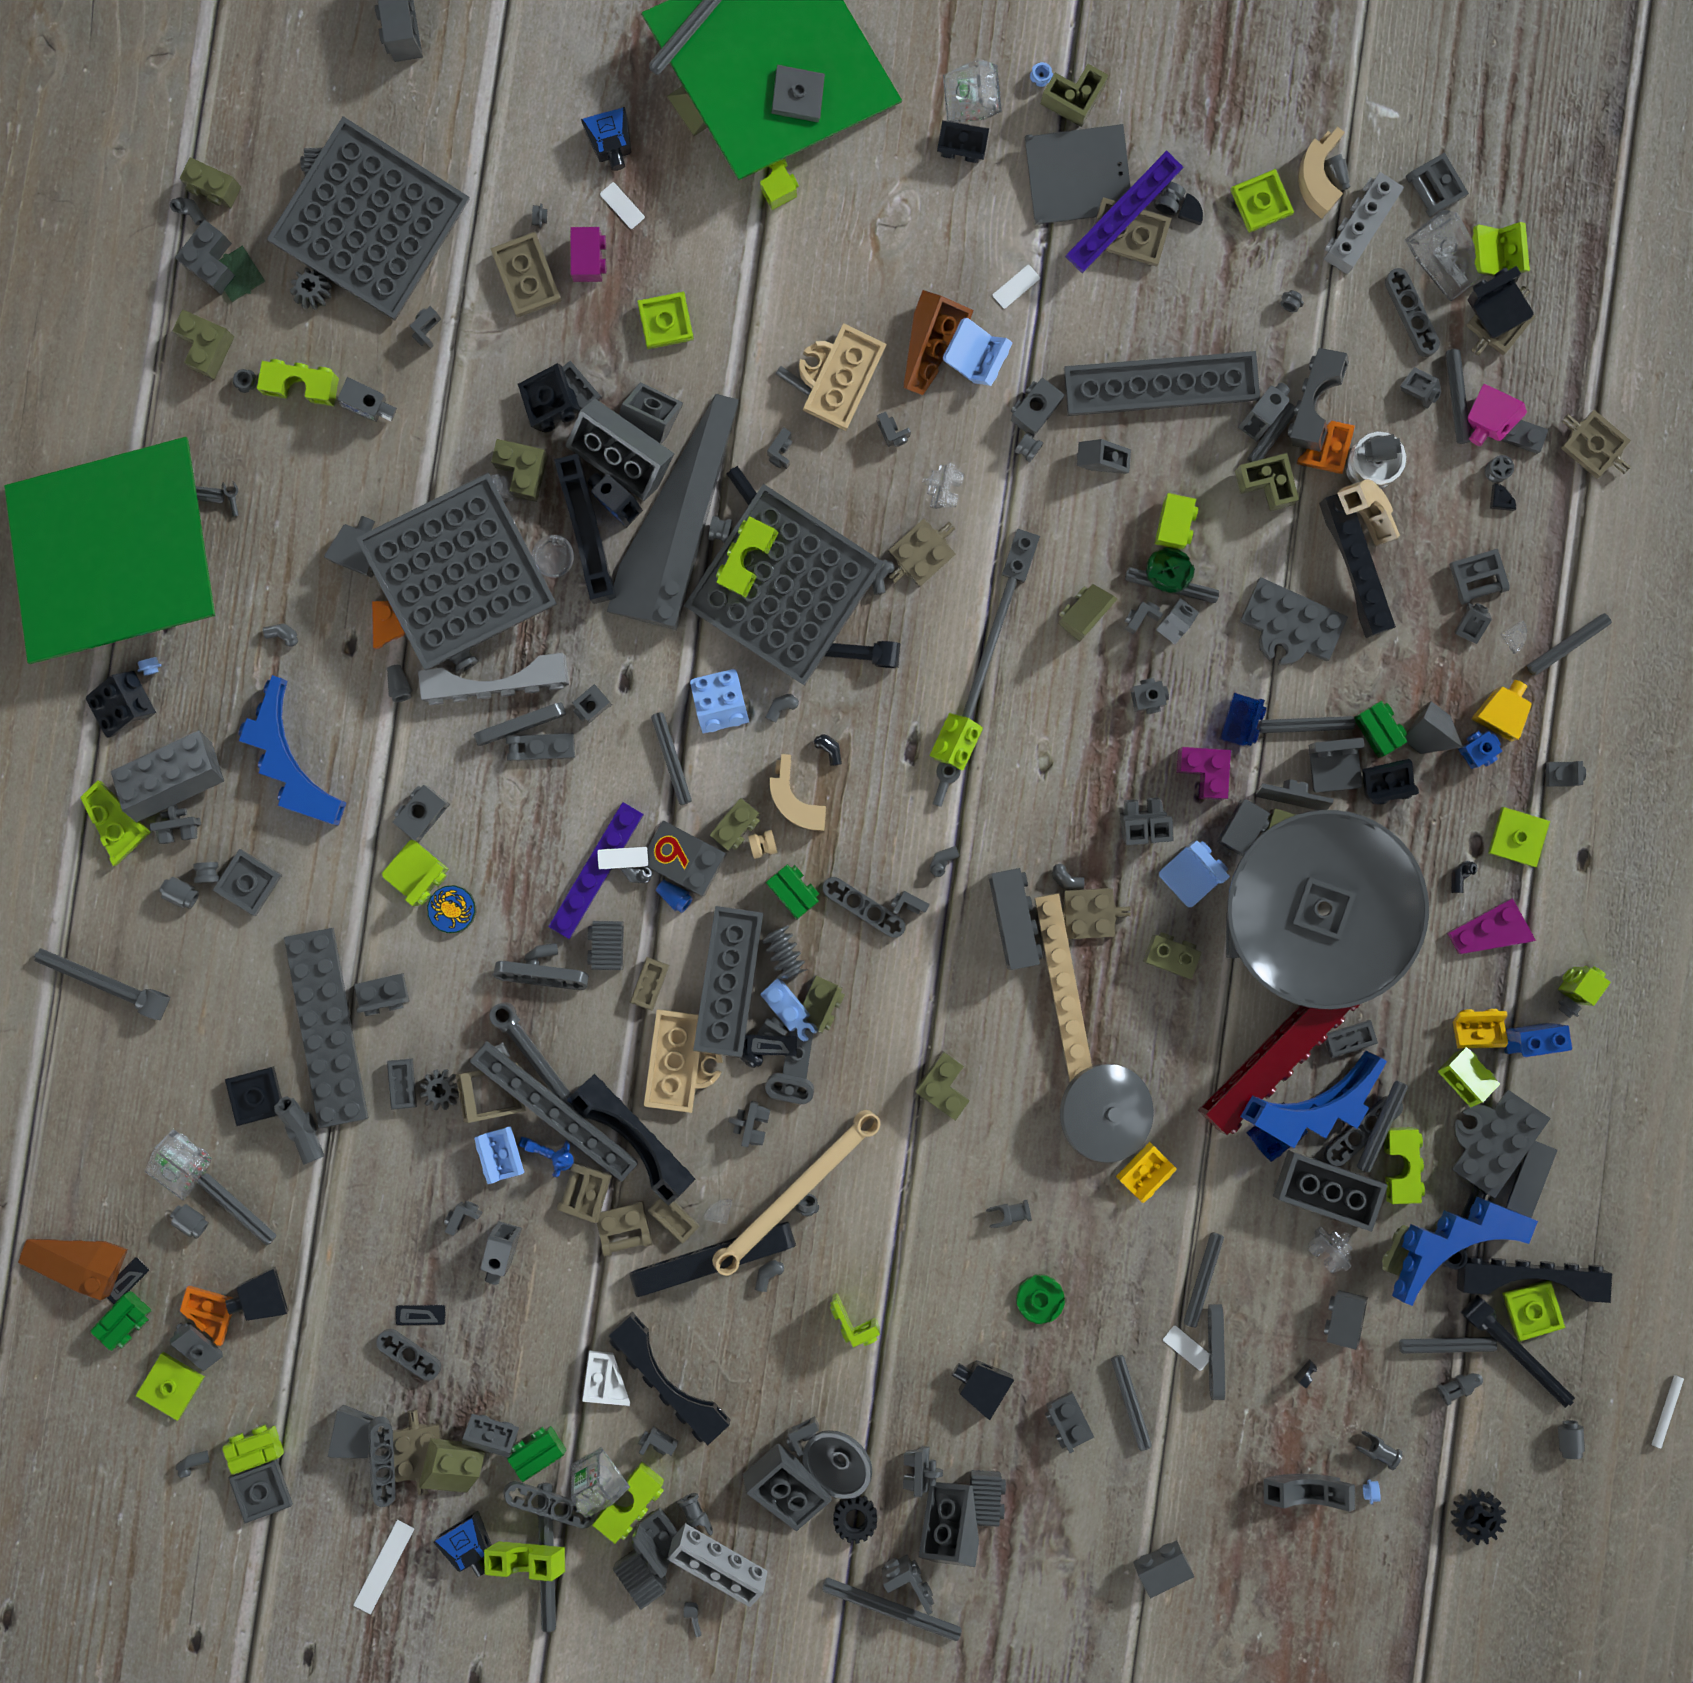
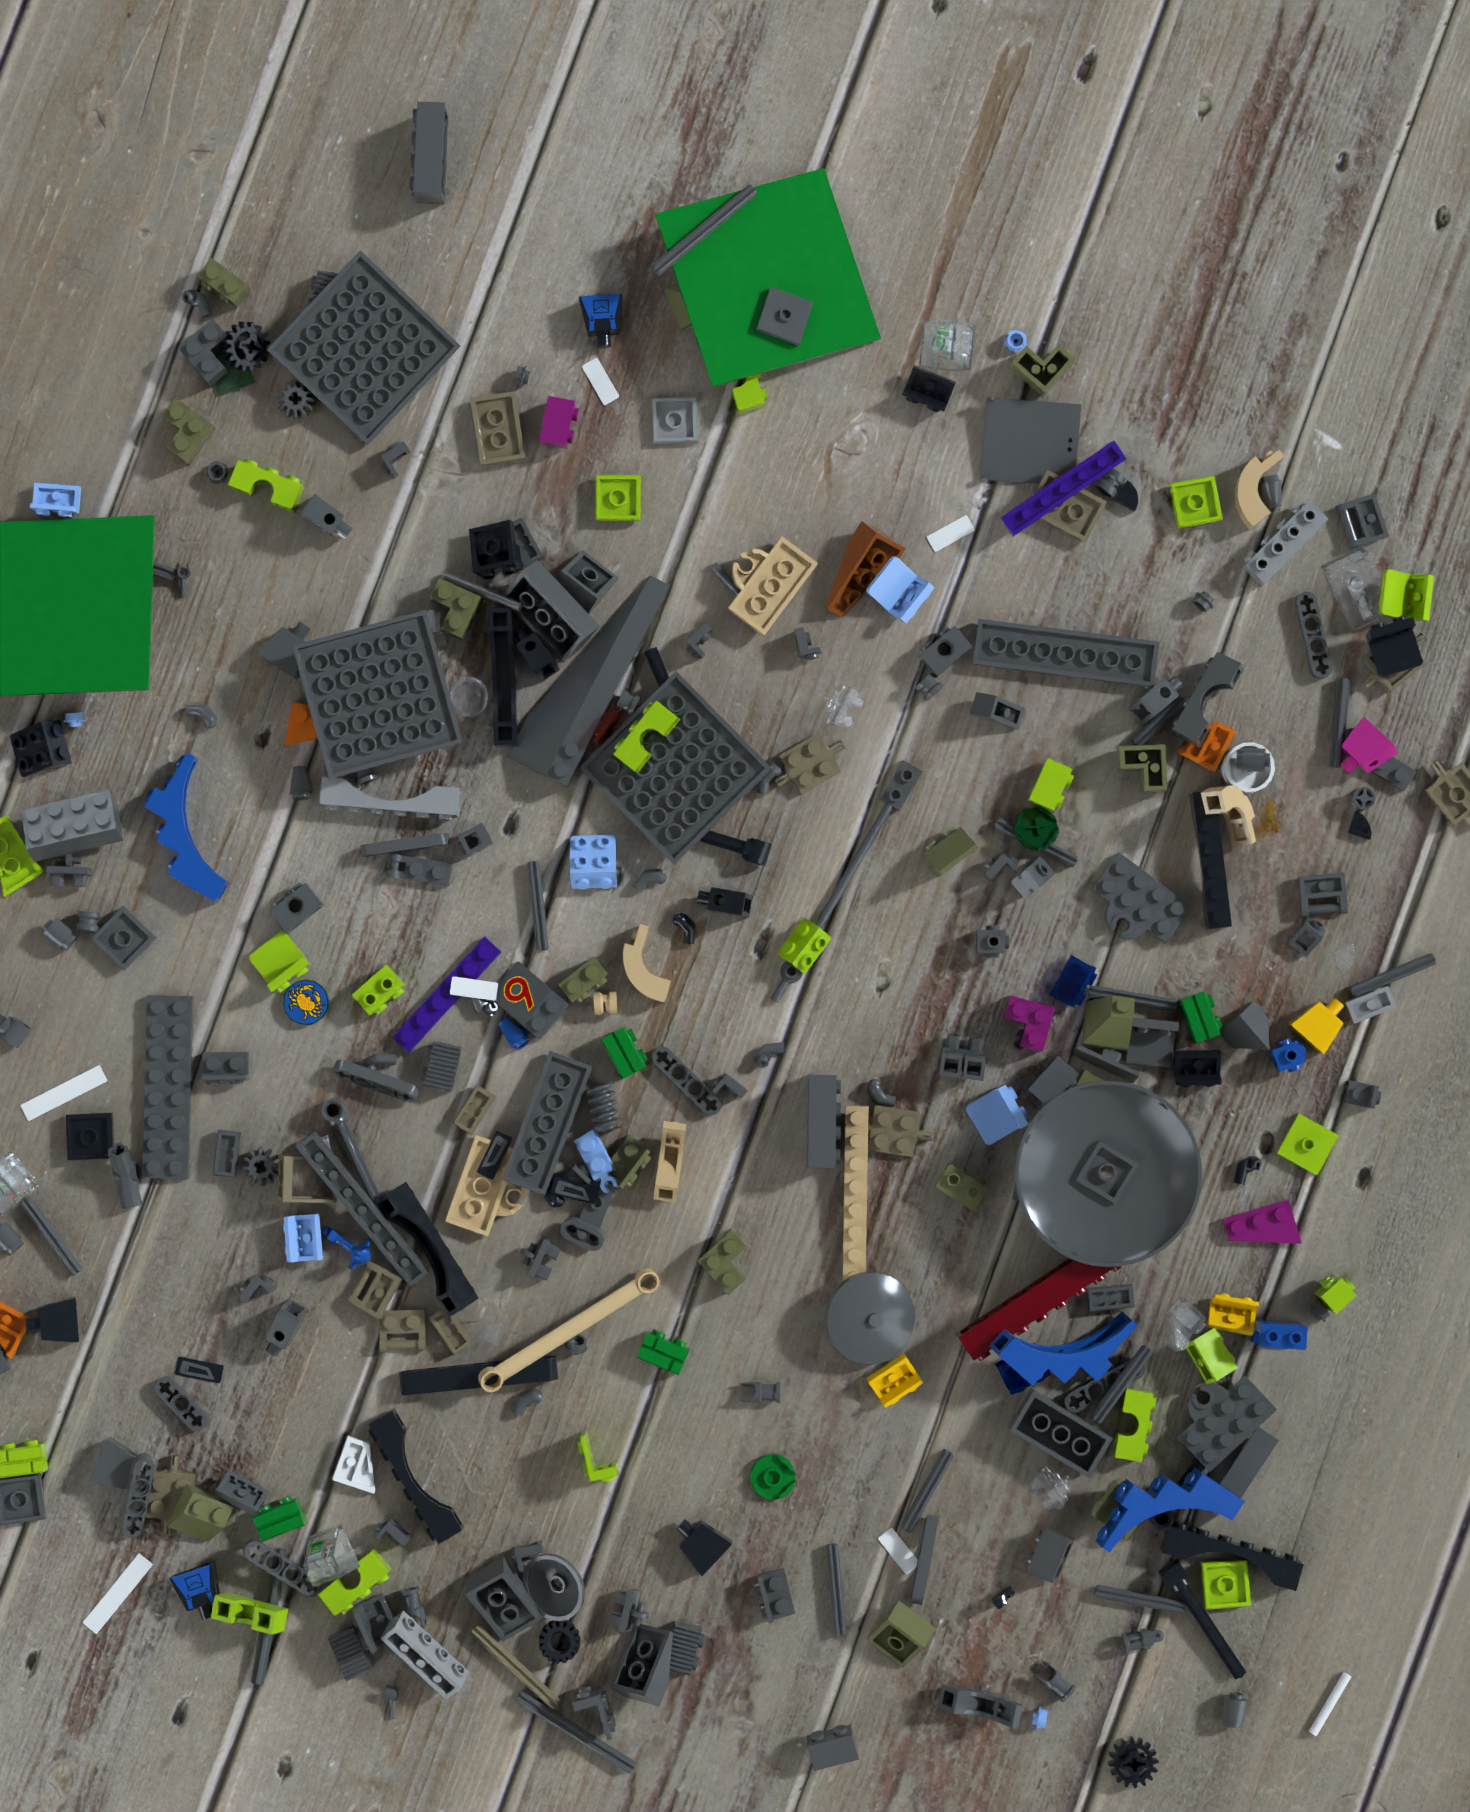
camera: 20 degrees right, 0 degrees up
(82, 442) = (56, 499): none -> light blue bracket
(219, 1056) = (63, 1093): none -> white sticker
(240, 250) = (244, 357): none -> black gear
(525, 880) = (379, 990): none -> lime brick
(548, 445) = (481, 591): none -> dark grey bar
(680, 1026) = (494, 1155): none -> black sticker
(702, 557) = (605, 726): none -> clear red piece
(707, 229) = (674, 420): none -> light grey tile
(814, 1554) = (515, 1666): none -> dark tan axle
(864, 994) = (670, 1161): none -> tan arch
(876, 712) = (734, 903): none -> black torso
(899, 1194) = (663, 1352): none -> green brick
(1209, 1435) = (901, 1634): none -> olive slope
(1289, 753) = (1108, 1022): none -> olive slope
(1409, 510) = (1271, 818): none -> clear yellow hand
(1422, 386) = (1307, 707): dark grey bracket -> none
(1432, 1050) = (1181, 1323): none -> clear slope
(1553, 679) = (1370, 1004): none -> light grey plate

